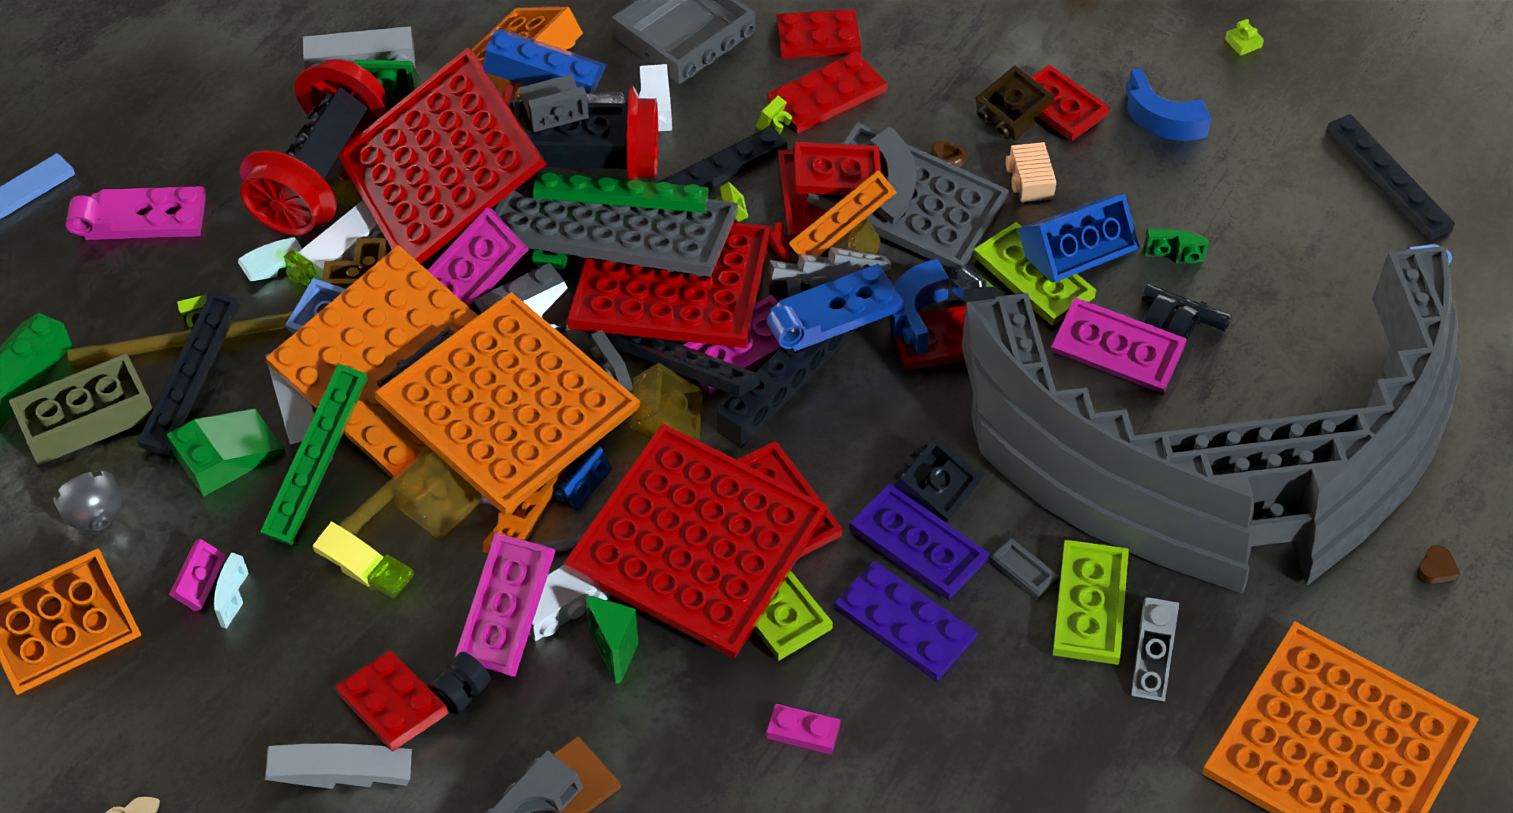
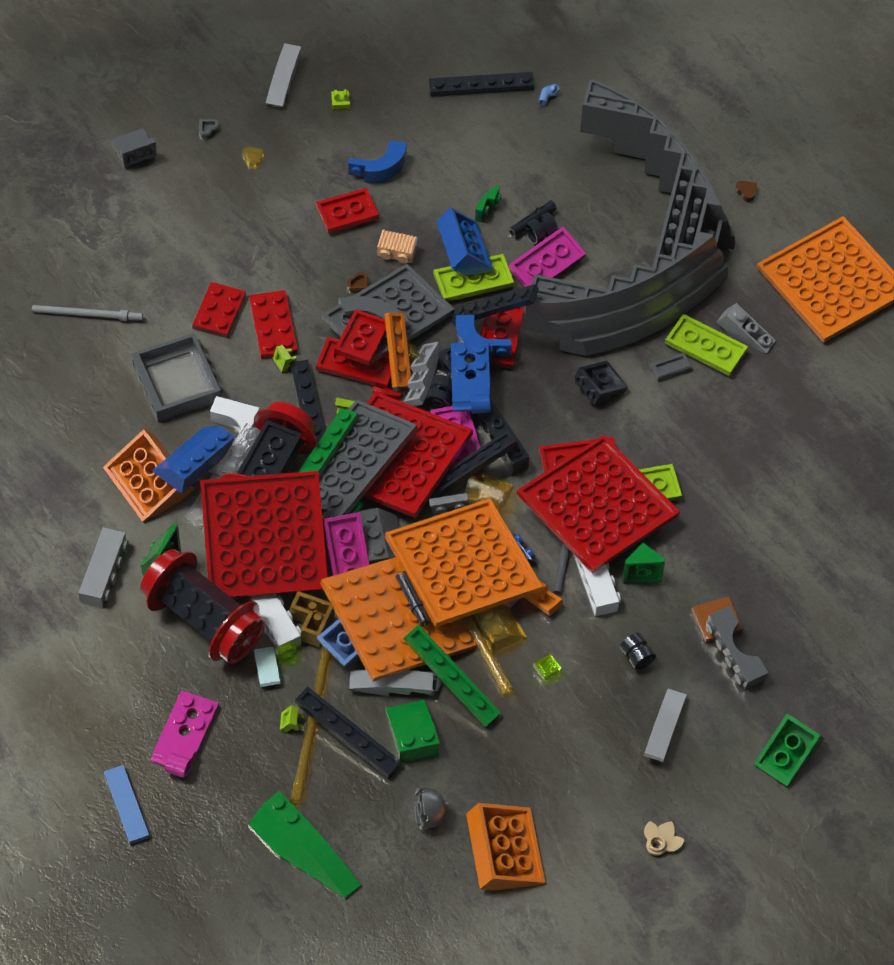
camera: 70 degrees left, 5 degrees up
(82, 409) = (350, 798): olive brick -> none
(197, 575) = (498, 762): dark pink plate -> none
(227, 596) = (526, 754): light aqua slope -> none
(348, 552) = (523, 682): light yellow slope -> none
(391, 700) = (633, 688): red plate -> none
(506, 603) = (603, 608): dark pink plate -> none
(554, 102) = (251, 456): dark grey bracket -> none
(803, 729) = (727, 503): dark pink plate -> none
(905, 620) = (680, 433): dark purple plate -> none
(919, 541) = (634, 406): dark purple plate -> none
(1013, 103) = (341, 232): dark brown plate -> none

